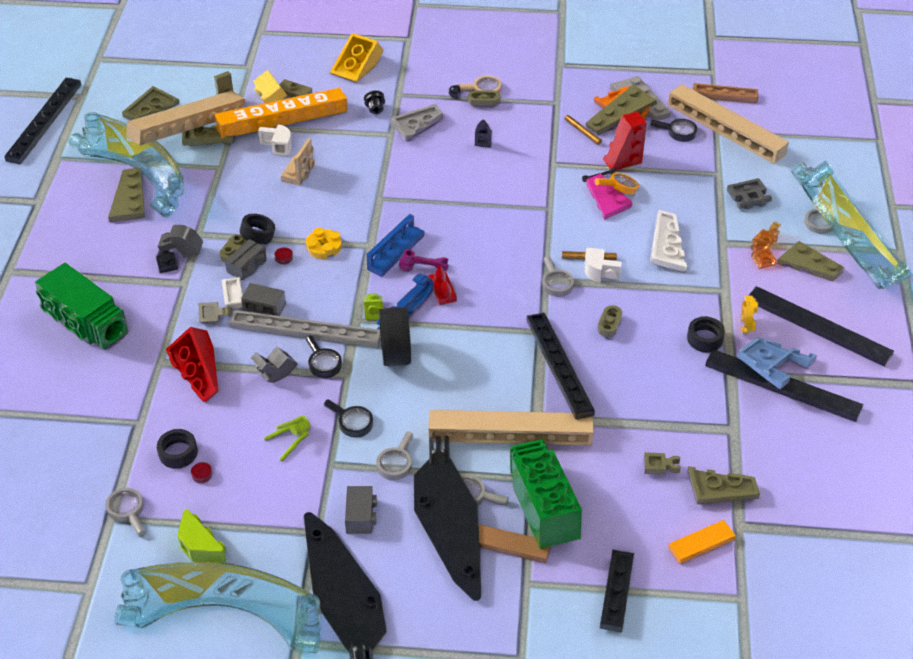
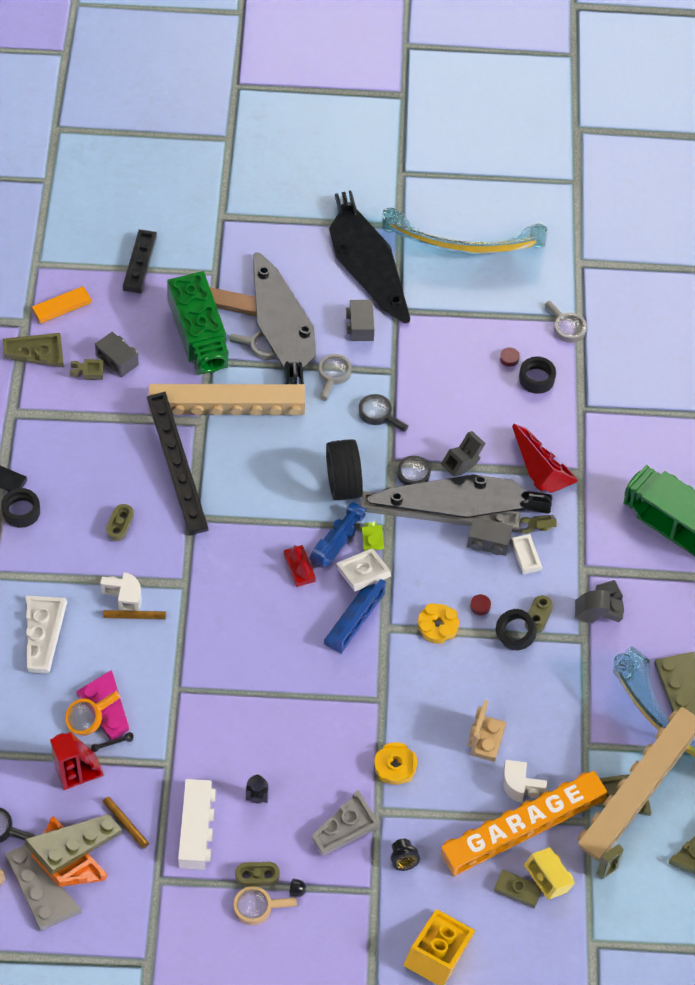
camera: 175 degrees right, 10 degrees up
(198, 541) = (495, 290): lime slope -> none
(246, 259) = (520, 589): dark grey brick -> none
(283, 329) = (464, 497): none -> wing
(296, 426) = (428, 397): lime plant -> none
(368, 159) = (395, 775): none -> yellow plate
(384, 274) = (363, 569): none -> white plate
(409, 259) = (338, 593): magenta brick -> none
(529, 126) = (195, 824): none -> white brick
(556, 281) = (173, 577): piece -> none
(631, 476) = (117, 354): none -> dark grey brick

